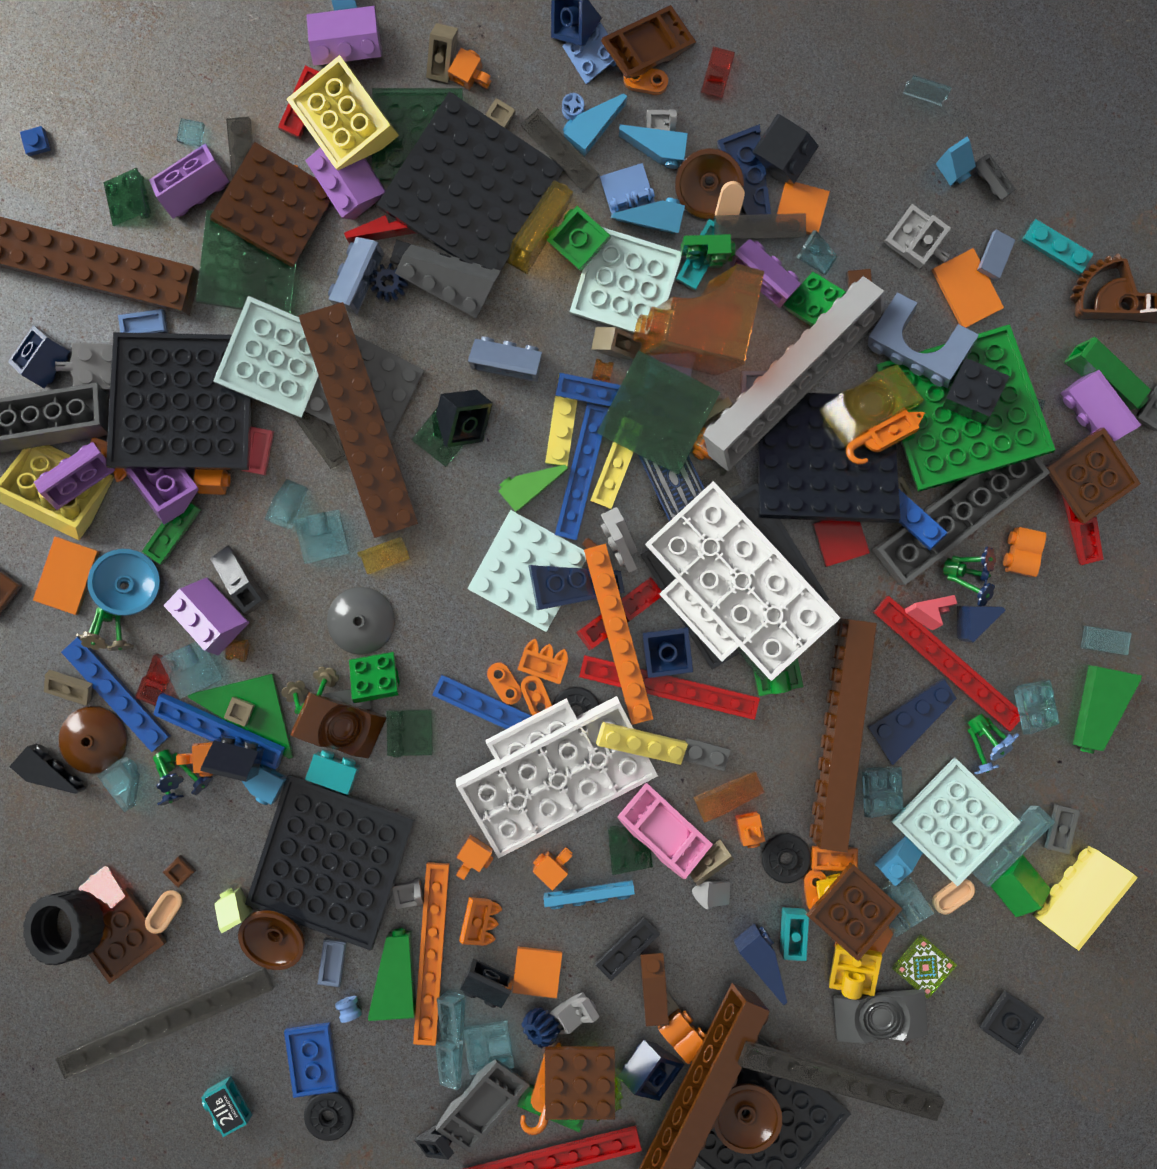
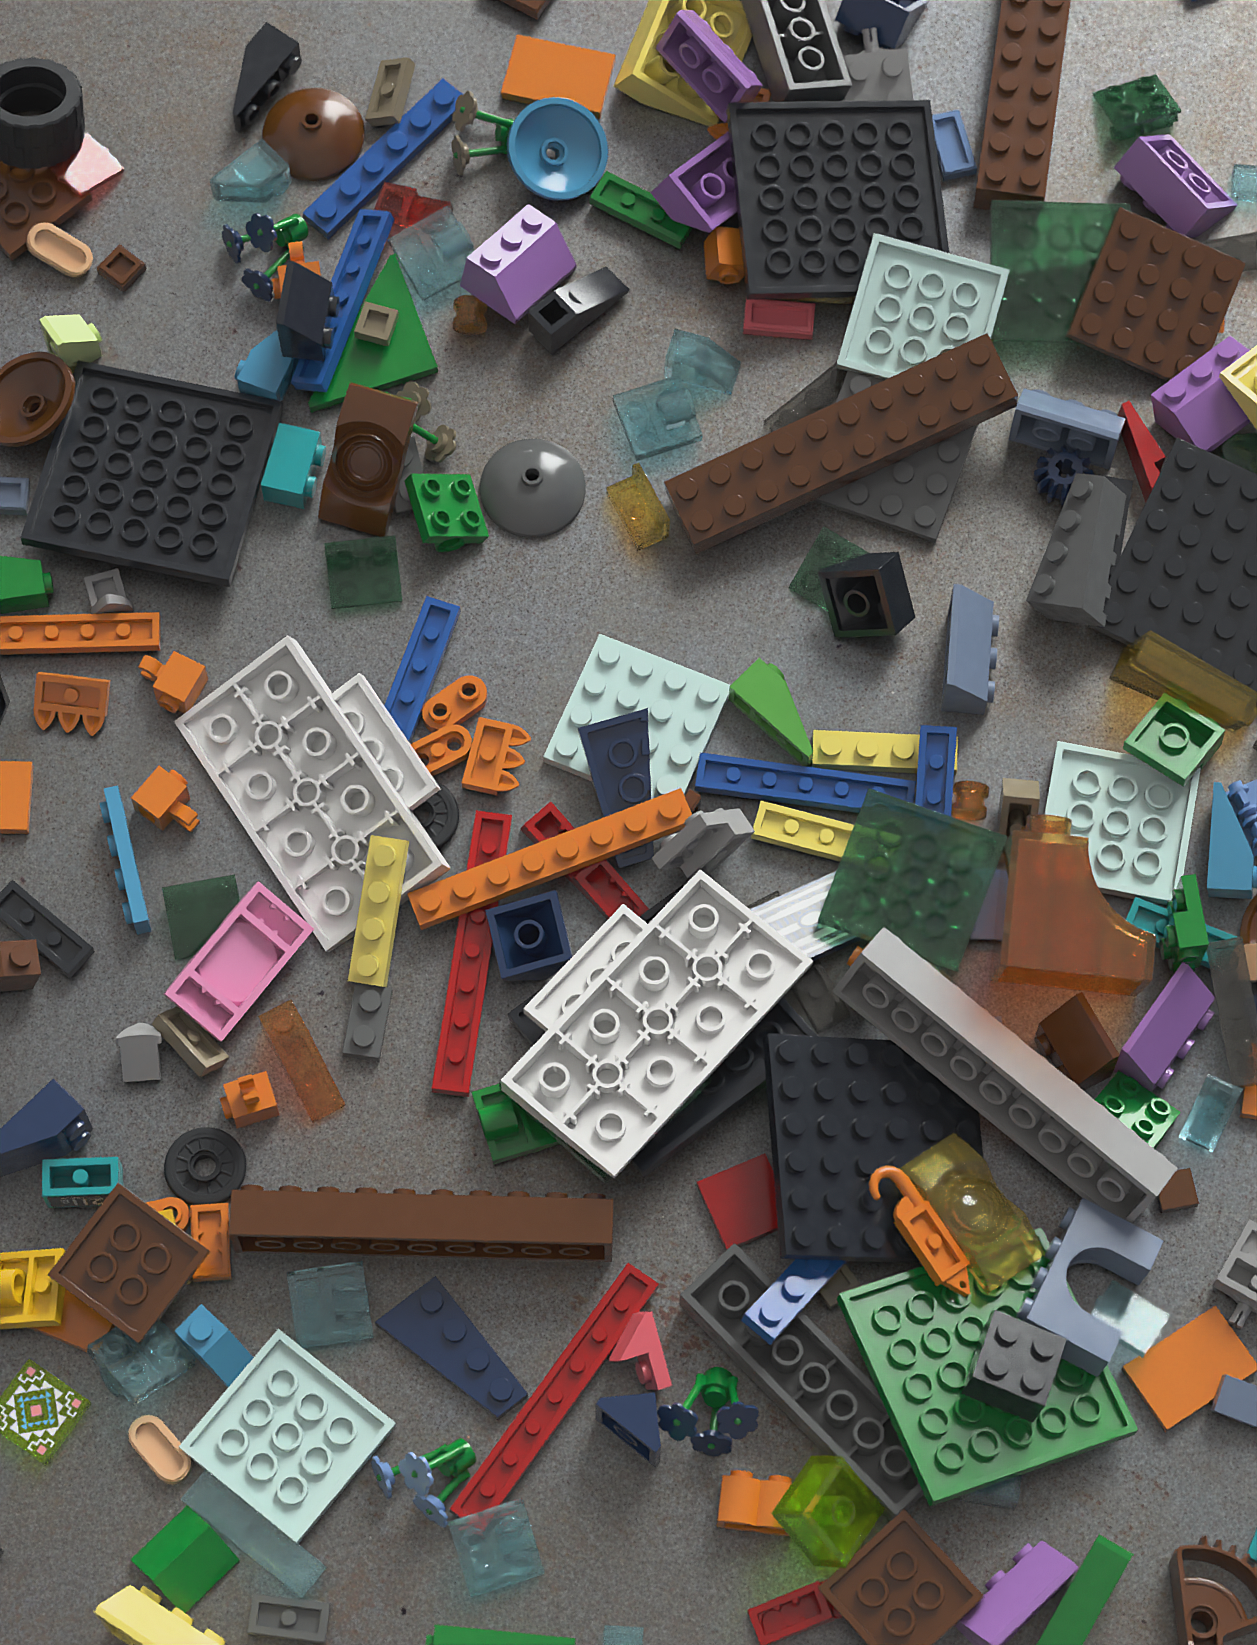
camera: 85 degrees right, 20 degrees down
(772, 326) = (1077, 1043): none -> reddish brown slope
(937, 321) = (1132, 1315): none -> clear light blue piece
(1042, 512) = (828, 1511): none -> clear neon green brick

